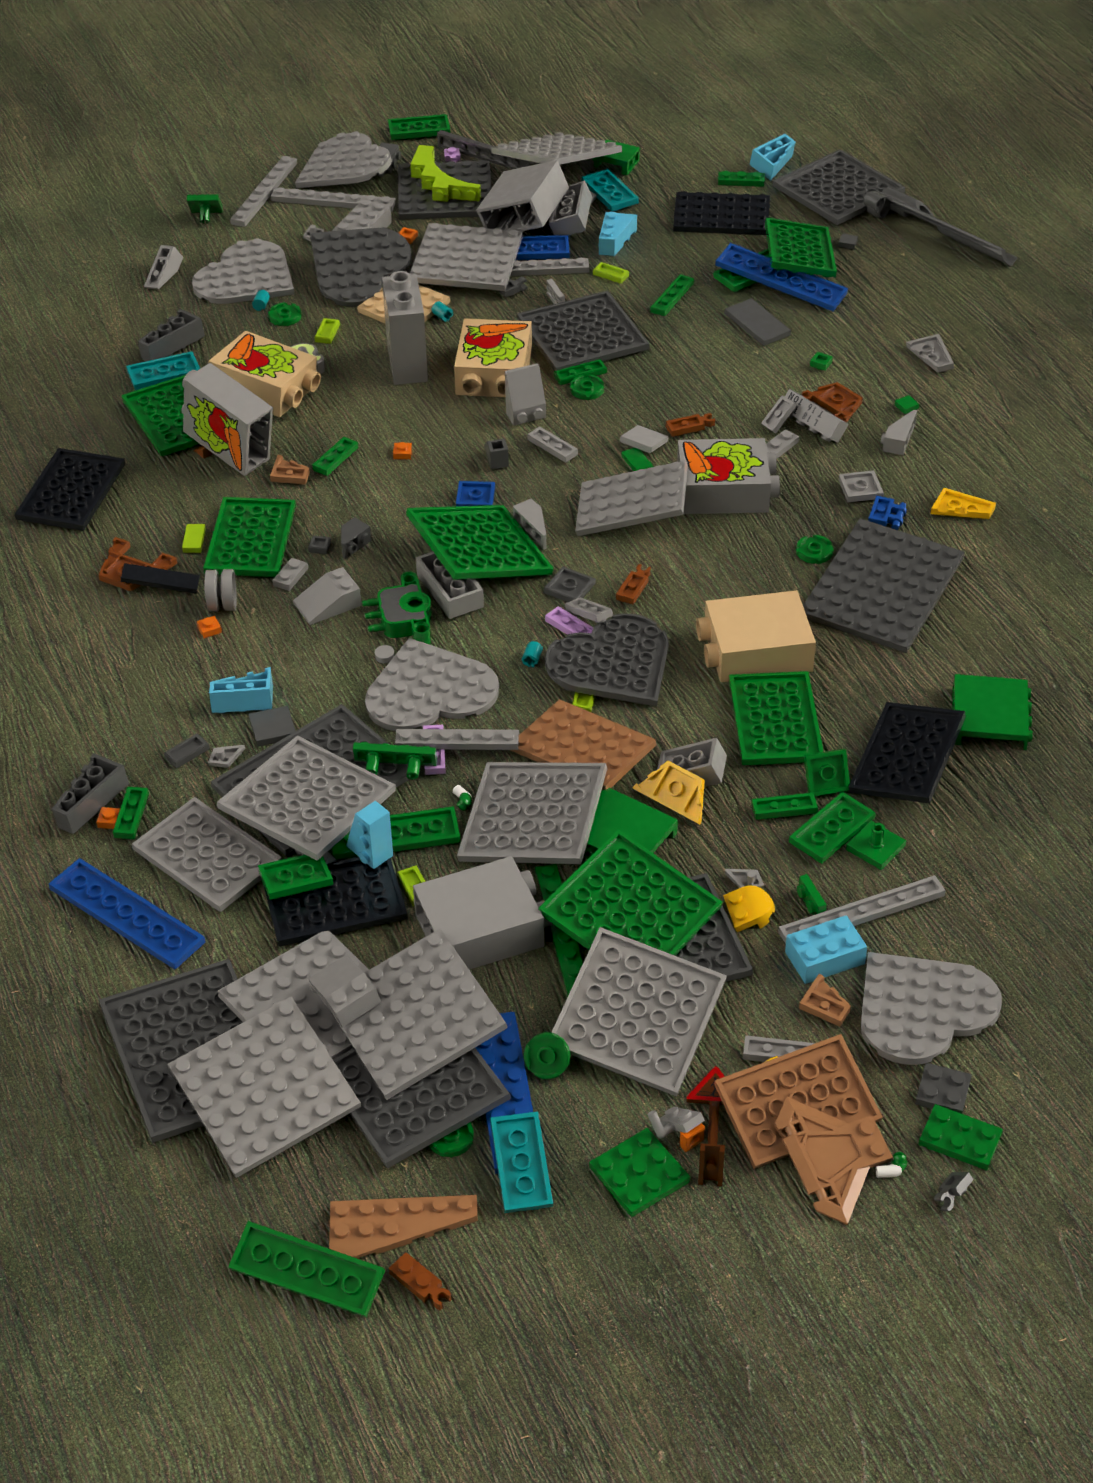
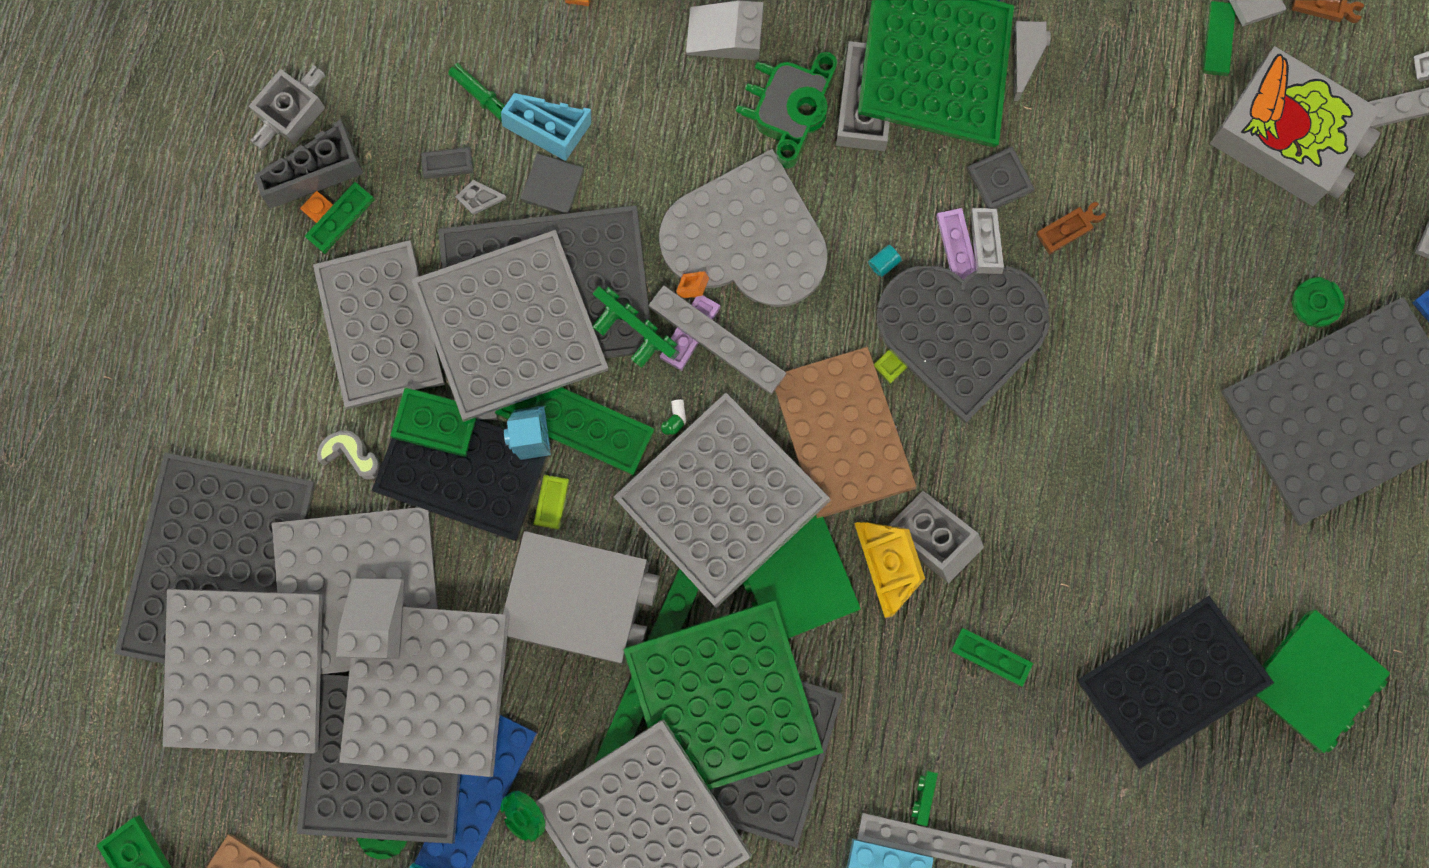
camera: 40 degrees right, 35 degrees up
(45, 770) = (287, 92): none -> light grey brick
(127, 913) = (257, 352): blue plate -> none
(189, 704) = (486, 98): none -> green pin
(244, 927) = (355, 451): none -> light grey animal
(384, 654) = (732, 154): light grey tile -> none
(416, 721) = (692, 284): none -> orange plate
(632, 498) = (1158, 100): light grey plate -> none
(745, 877) = (879, 724): light grey piece -> none
(749, 907) = (854, 764): yellow slope -> none
(757, 635) = (1140, 405): tan brick -> none
(775, 717) = (1077, 529): green plate -> none
(827, 772) = (1065, 651): green tile -> none
(832, 827) = (1019, 720): green plate -> none
(876, 845) = (1048, 771): green tile -> none

